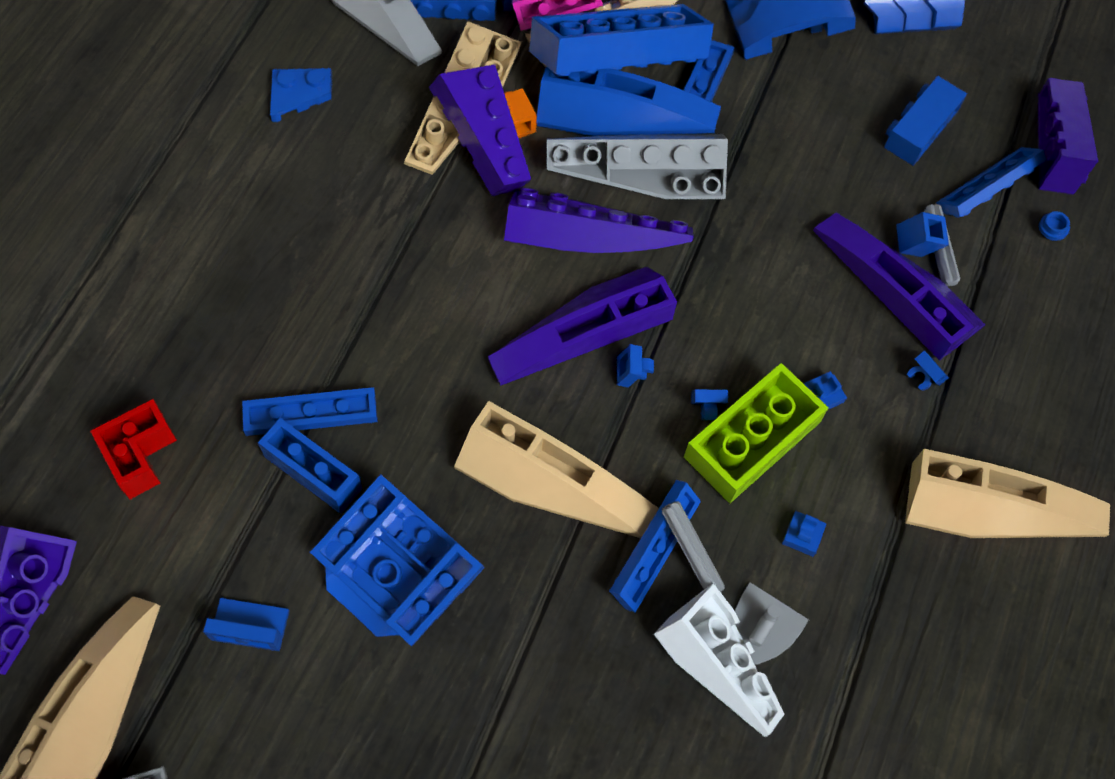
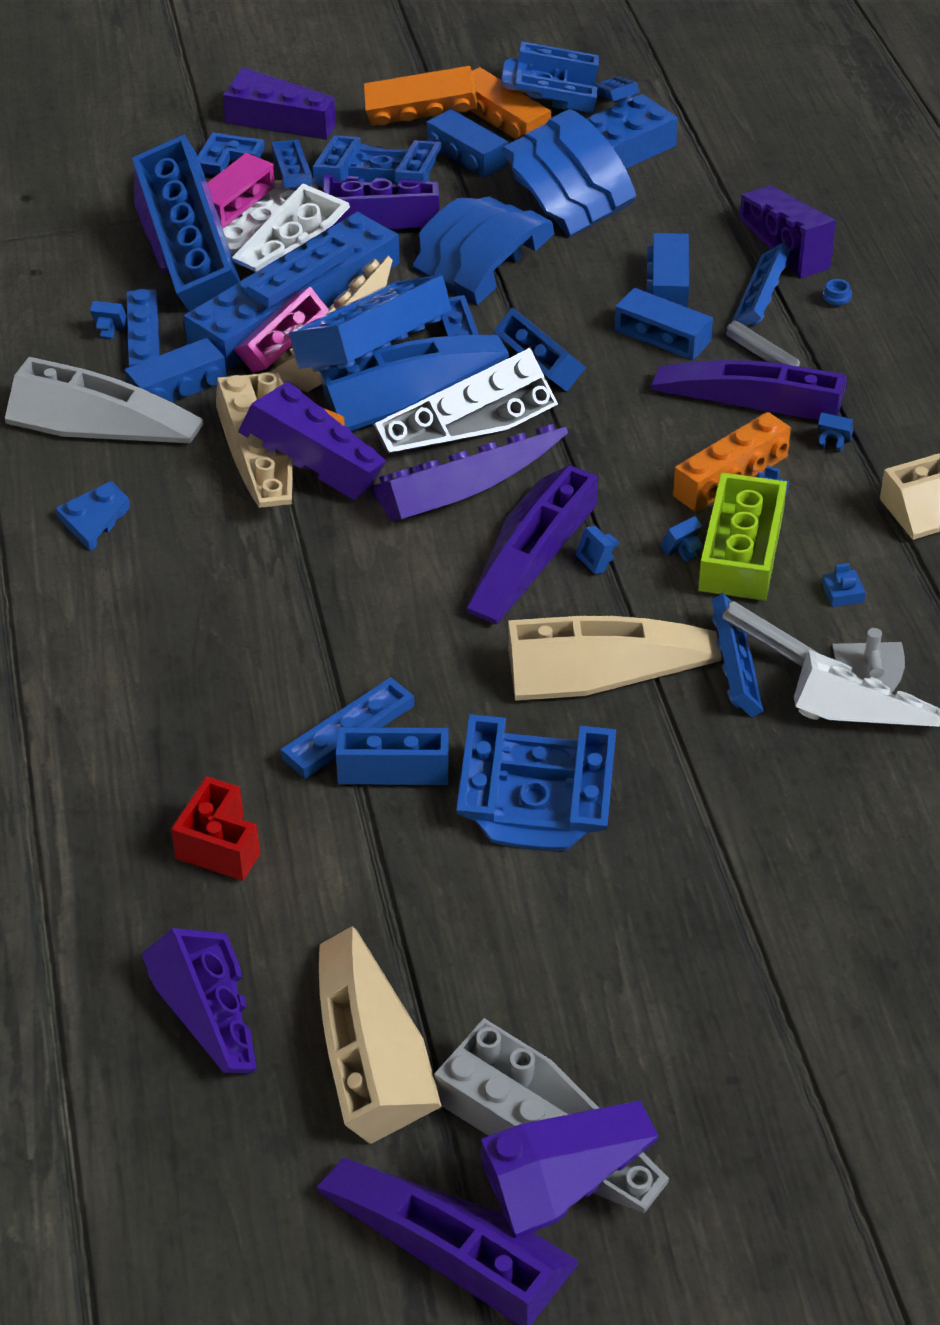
camera: 30 degrees left, 20 degrees down
(247, 624) = (447, 905): blue panel -> none
(747, 139) = (550, 356): none -> blue brick
(814, 348) = (739, 453): none -> orange brick
(875, 171) = (663, 323): none -> blue brick
(922, 234) = (744, 340): blue brick -> none

